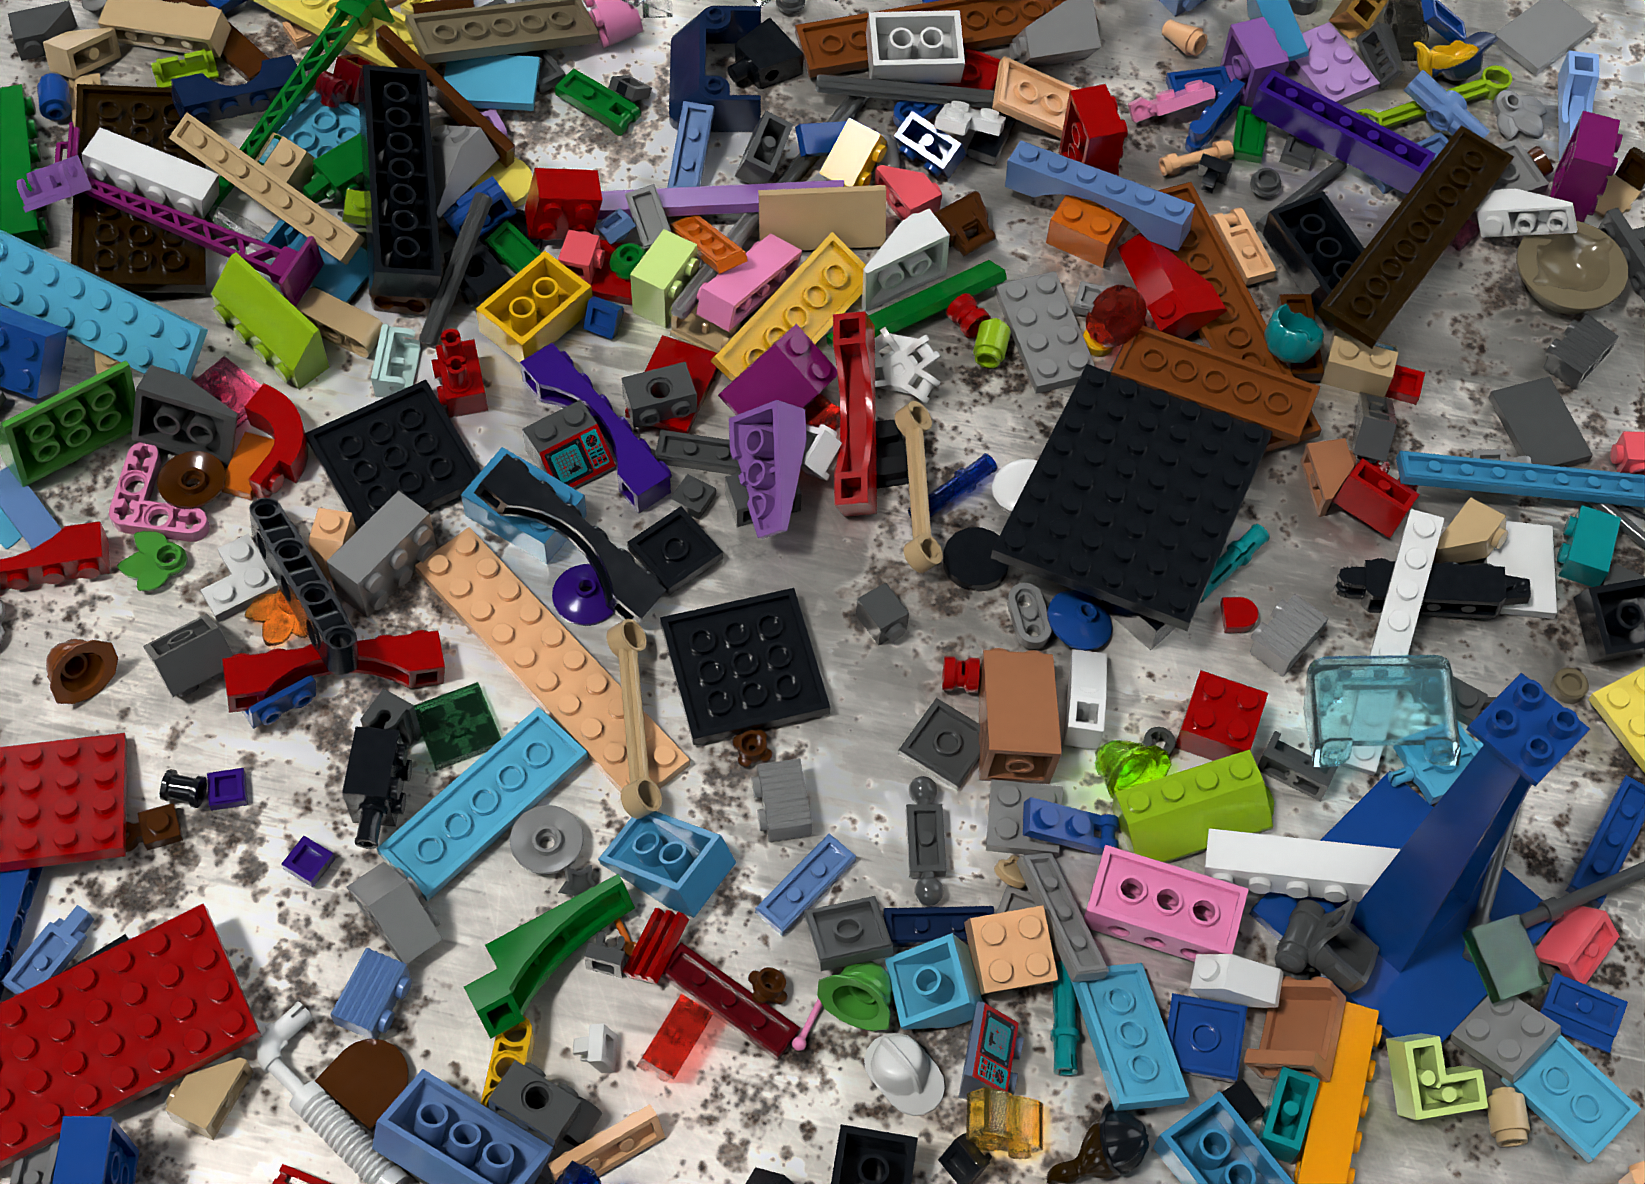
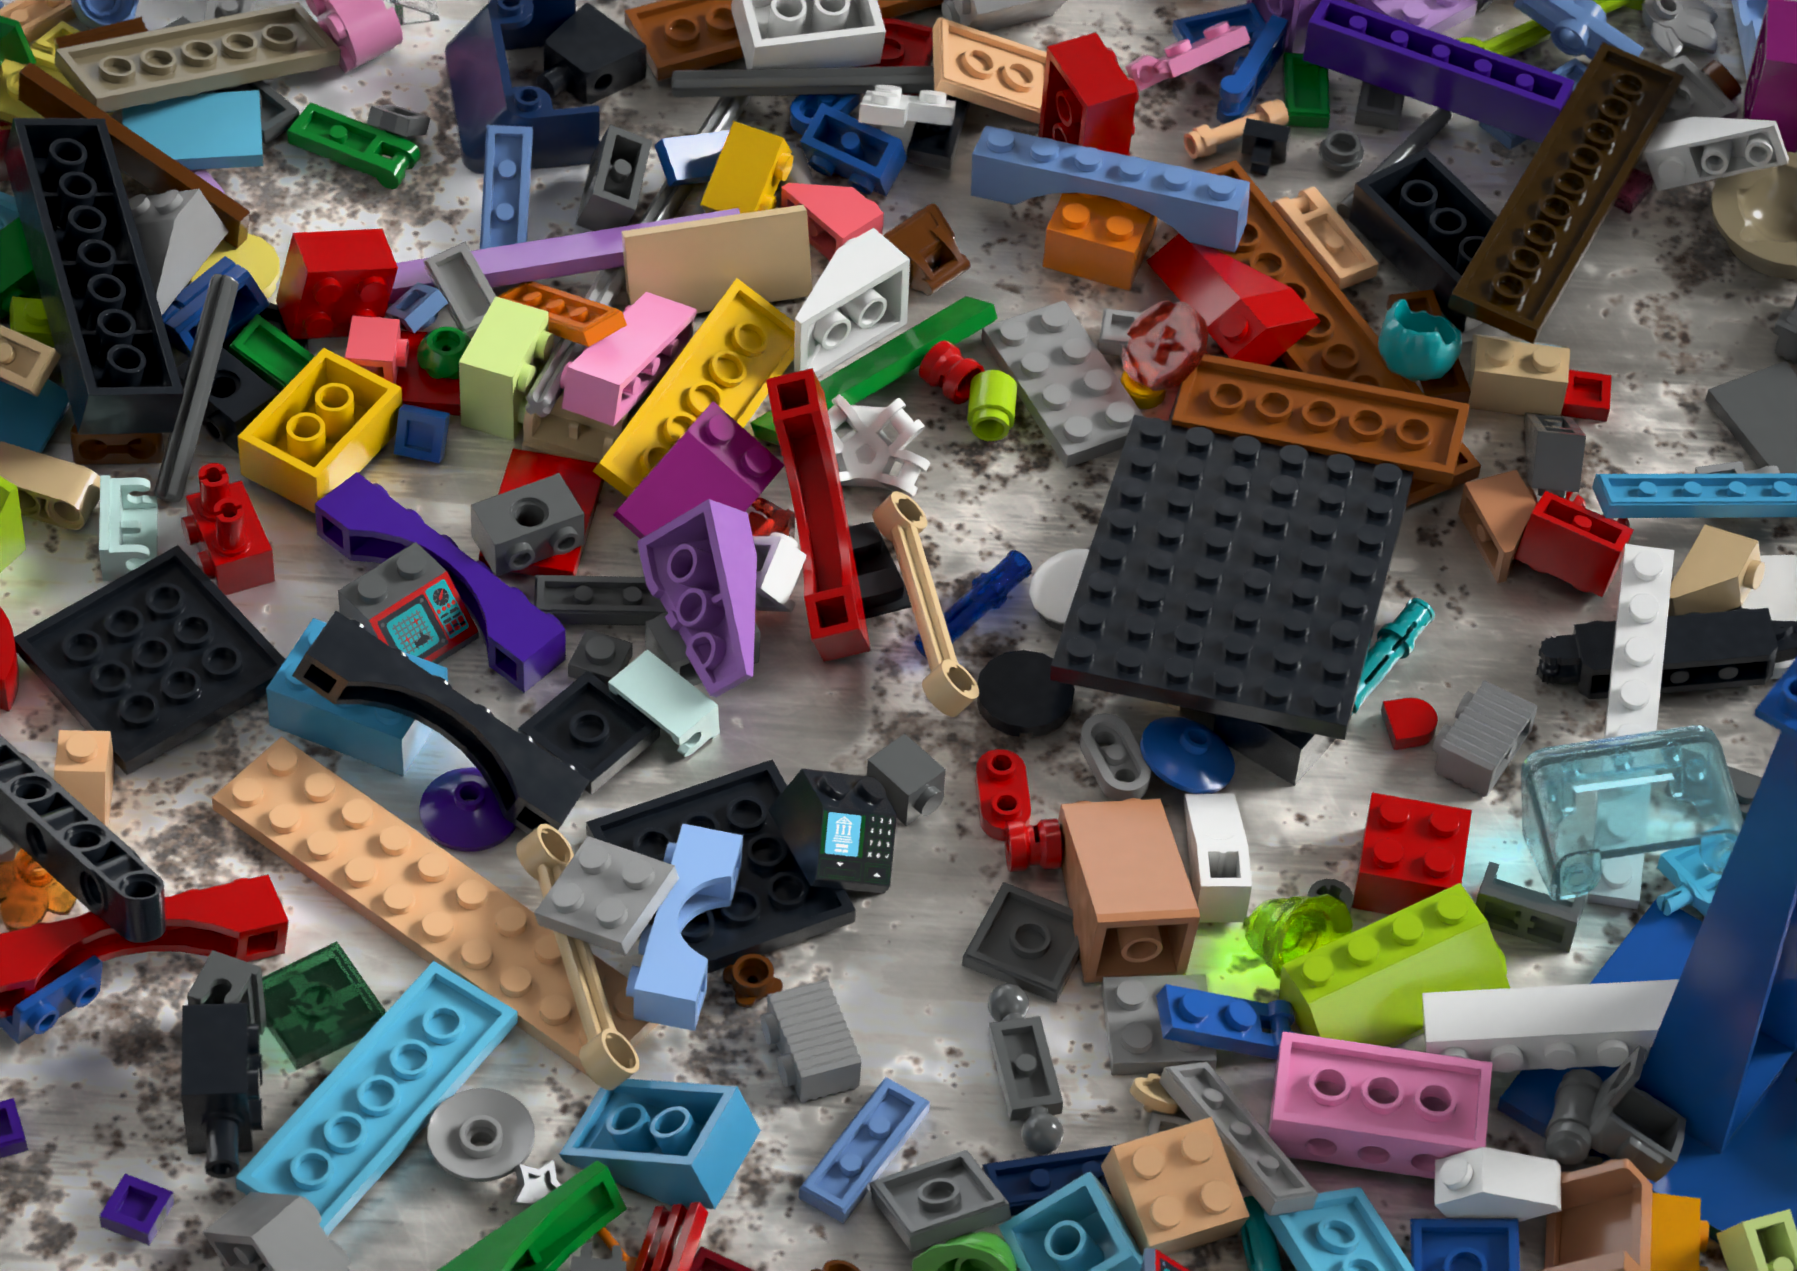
camera: 10 degrees left, 10 degrees down
(382, 554) = (169, 778): light grey brick -> none
(658, 680) = (606, 895): none -> light grey plate
(726, 671) = (672, 975): none -> light blue arch
(730, 536) = (668, 701): none -> light aqua hinge
(827, 649) = (838, 829): none -> black slope
(947, 629) = (1001, 790): none -> red plate

